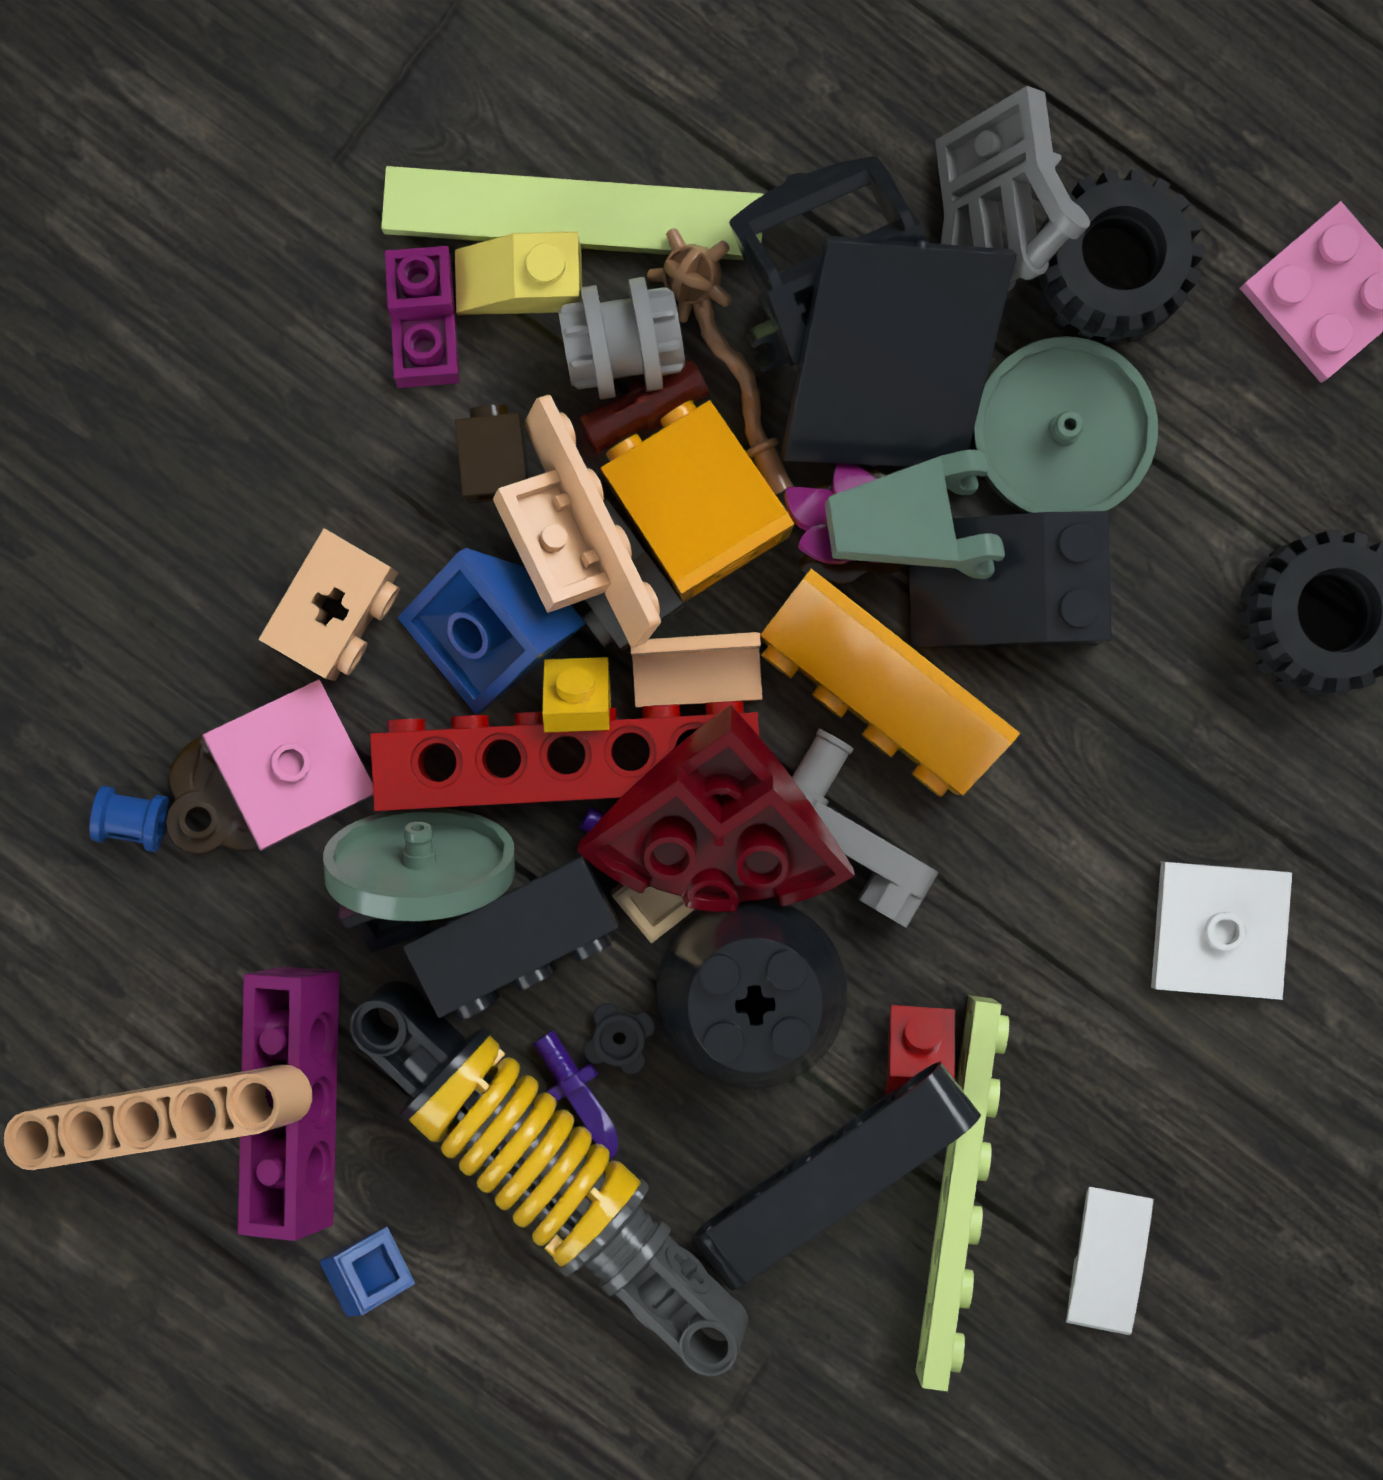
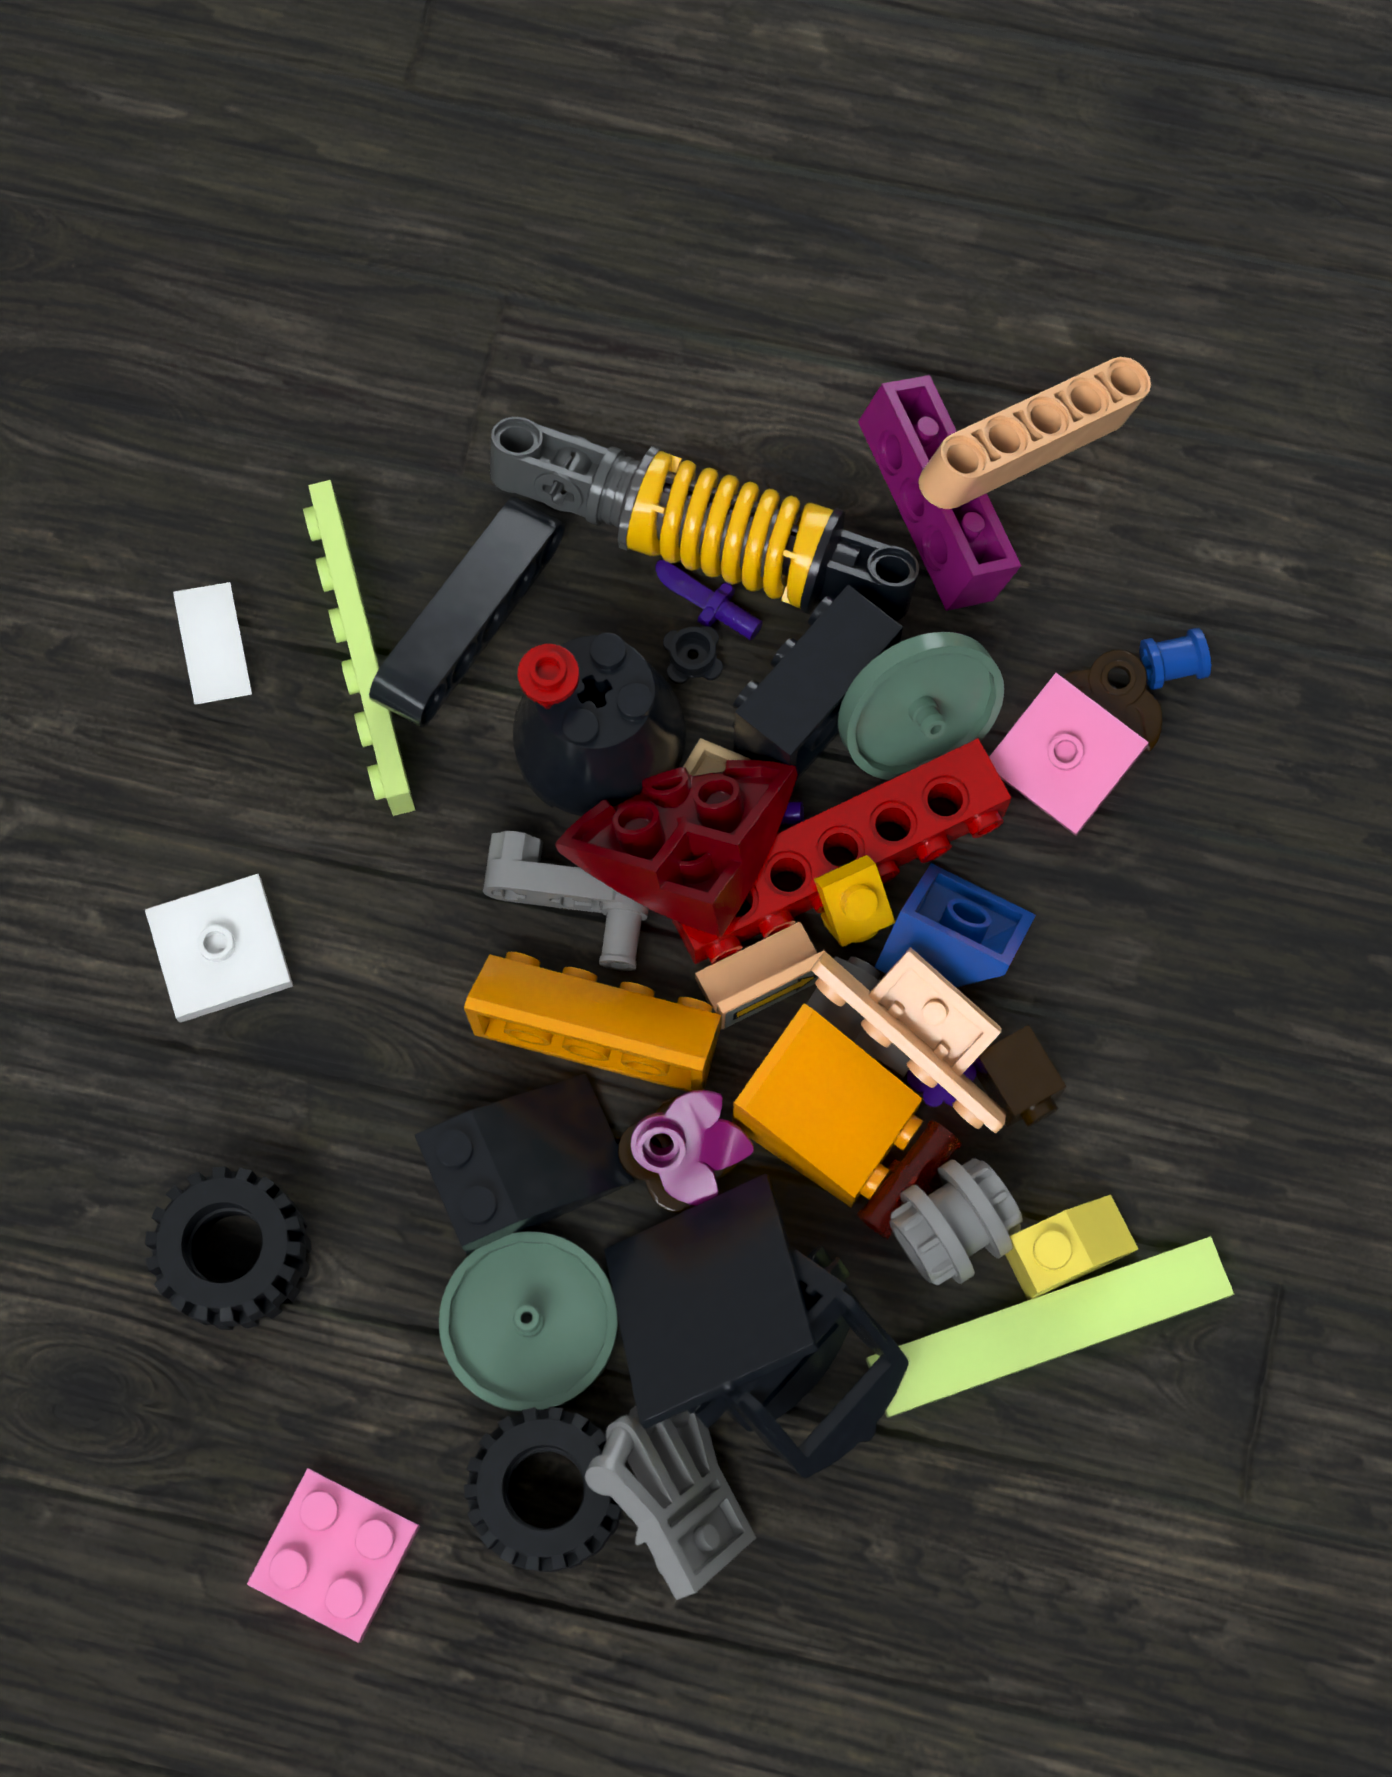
camera: 160 degrees right, 15 degrees down
(299, 620) = (1109, 864): light nougat brick -> none
(367, 1272) = (813, 400): blue slope -> none
(422, 316) = (1137, 1177): magenta slope -> none
(694, 278) = (915, 1306): medium nougat piece -> none
(803, 1030) = (548, 674): none -> red plate
(910, 518) = (636, 1164): sand green flag -> none
(918, 1040) = (440, 747): red bracket -> none

